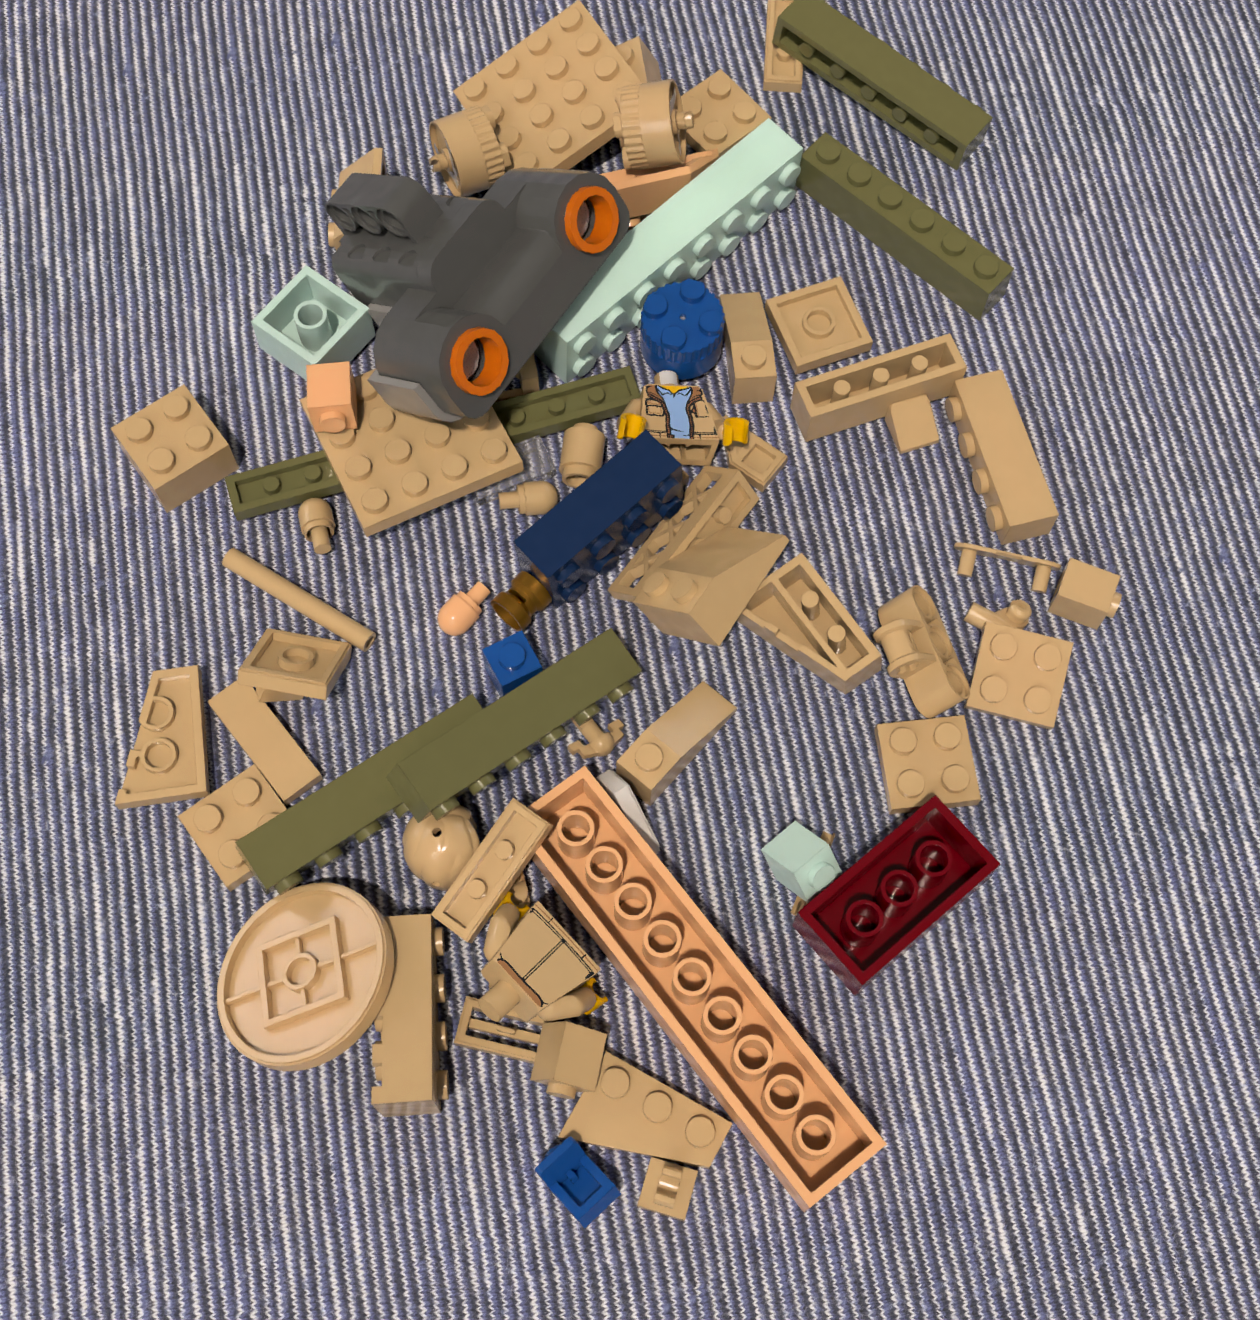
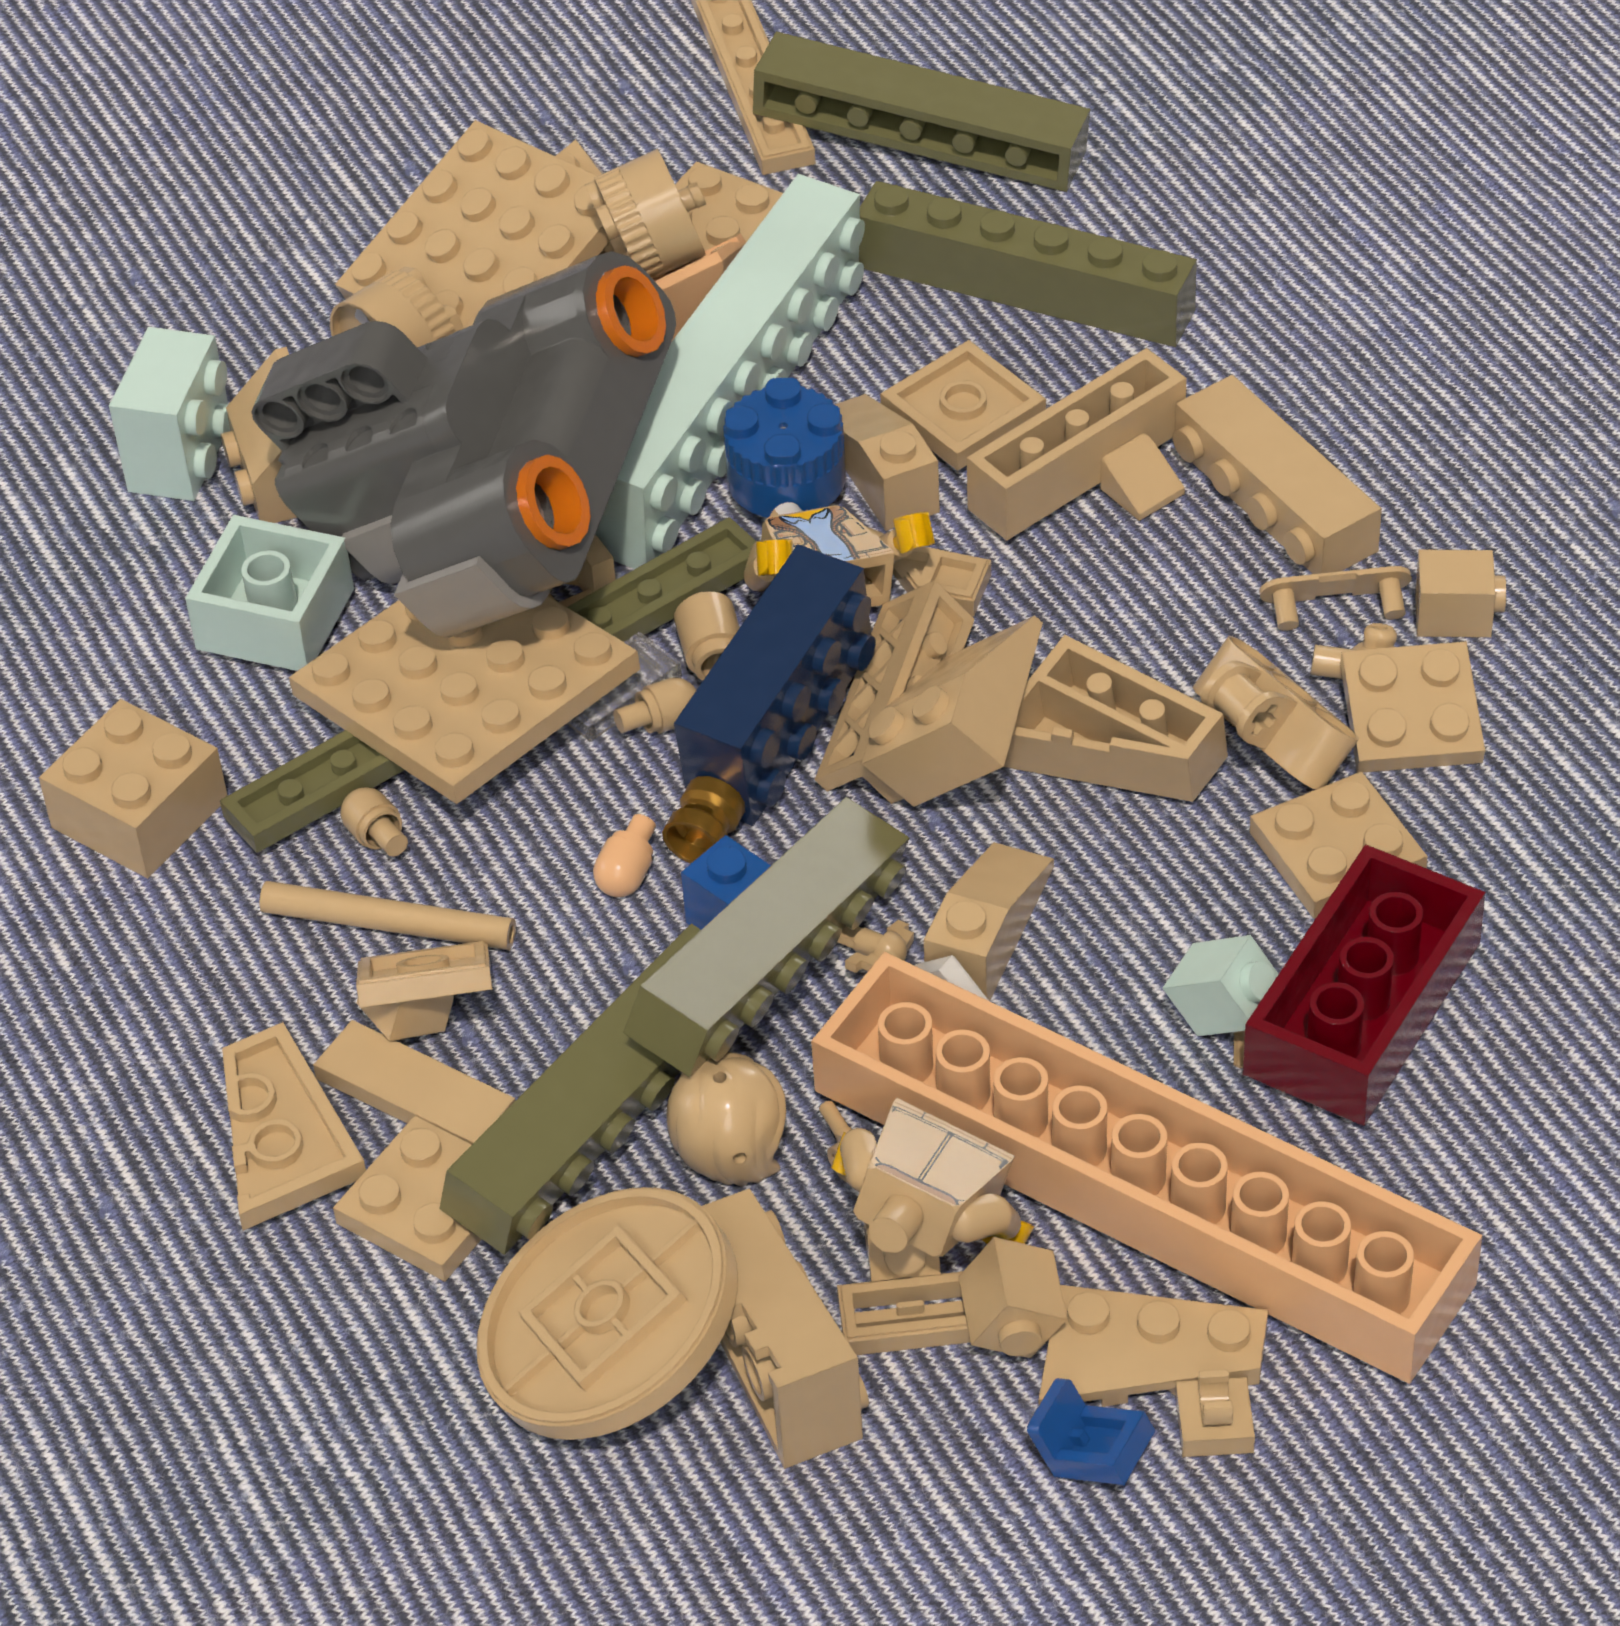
camera: 15 degrees left, 20 degrees down
(302, 165) = (171, 413): none -> light aqua brick
(331, 397) = (343, 644): light nougat brick -> none
(492, 870) = (813, 1105): tan tile -> none

